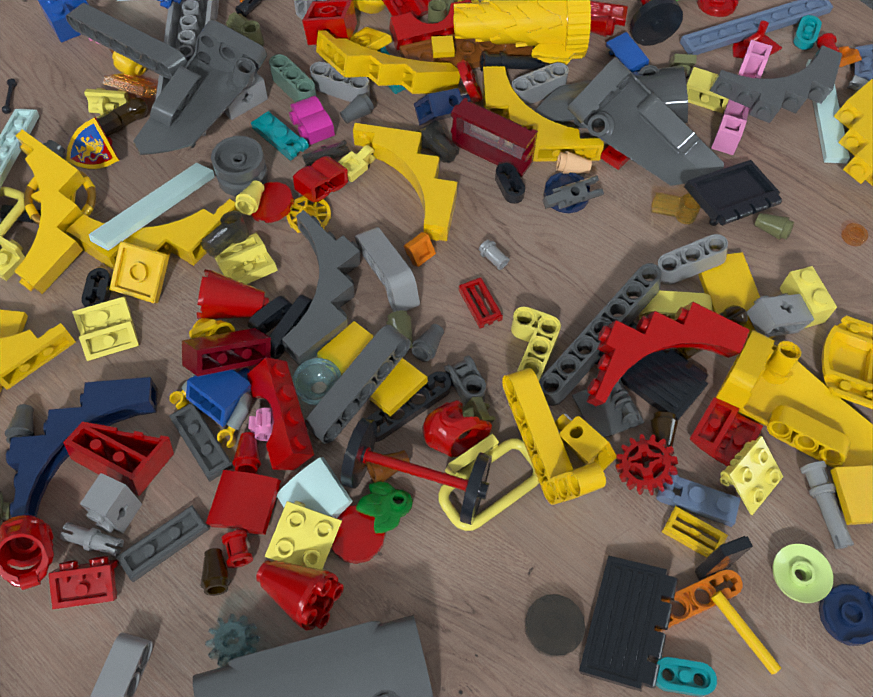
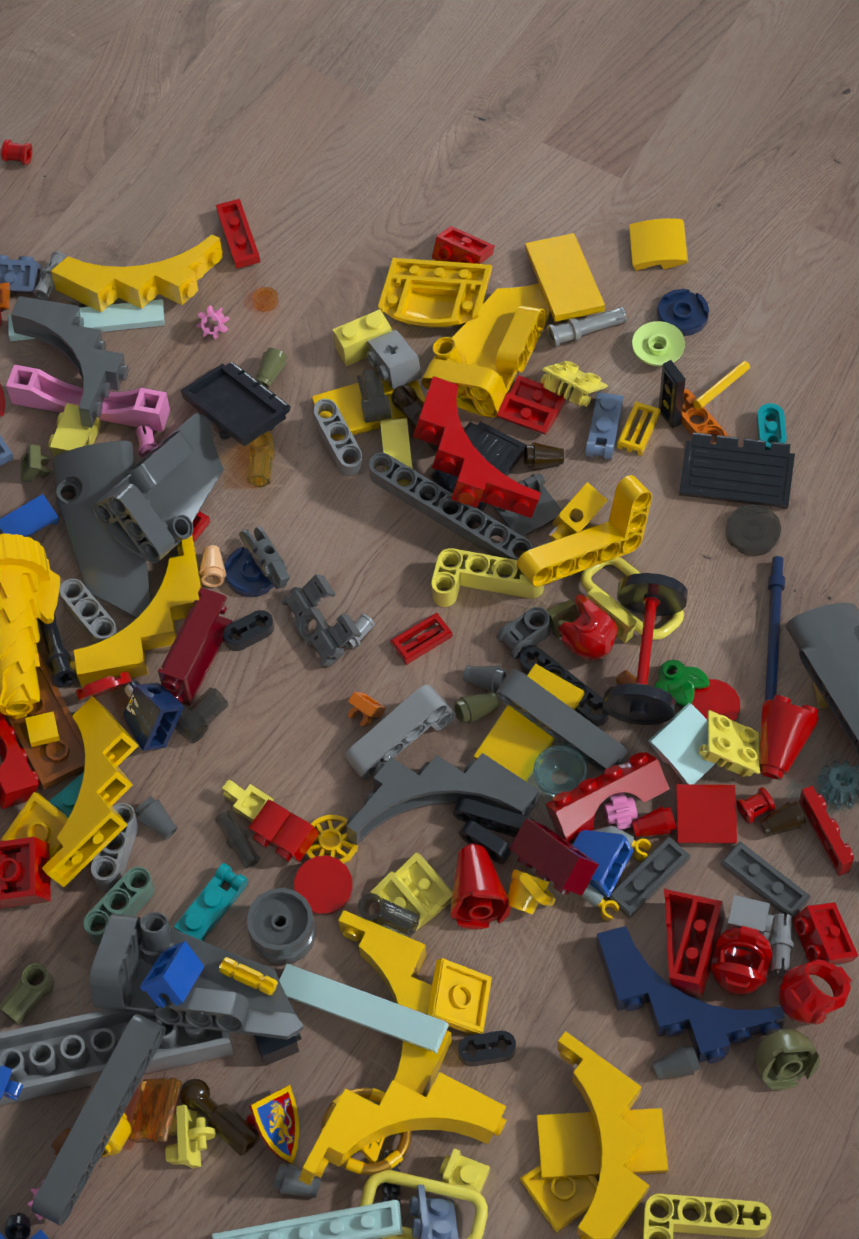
camera: 95 degrees left, 0 degrees up
(68, 487) = (737, 969): none -> red helmet
(106, 328) = (536, 1017): light yellow slope -> none
(157, 164) = (276, 1049): none -> black brick
(188, 611) = (826, 830): none -> red plate
(191, 124) = (248, 976): none -> yellow axle
(200, 73) = (173, 974): none -> blue hinge
(249, 199) = (331, 899): light yellow cone -> none
(312, 120) = (184, 866): dark pink brick -> none
(403, 152) = (225, 747): yellow arch -> none
(483, 632) = (776, 585): none -> dark blue bar
(492, 229) = (325, 638): none -> dark grey piece
(657, 463) = (595, 462): red gear -> none
(704, 133) = (146, 441): none -> bright pink pin
(727, 292) = (374, 402): none -> clear smoke piece
(824, 187) = (209, 328): none -> bright pink gear

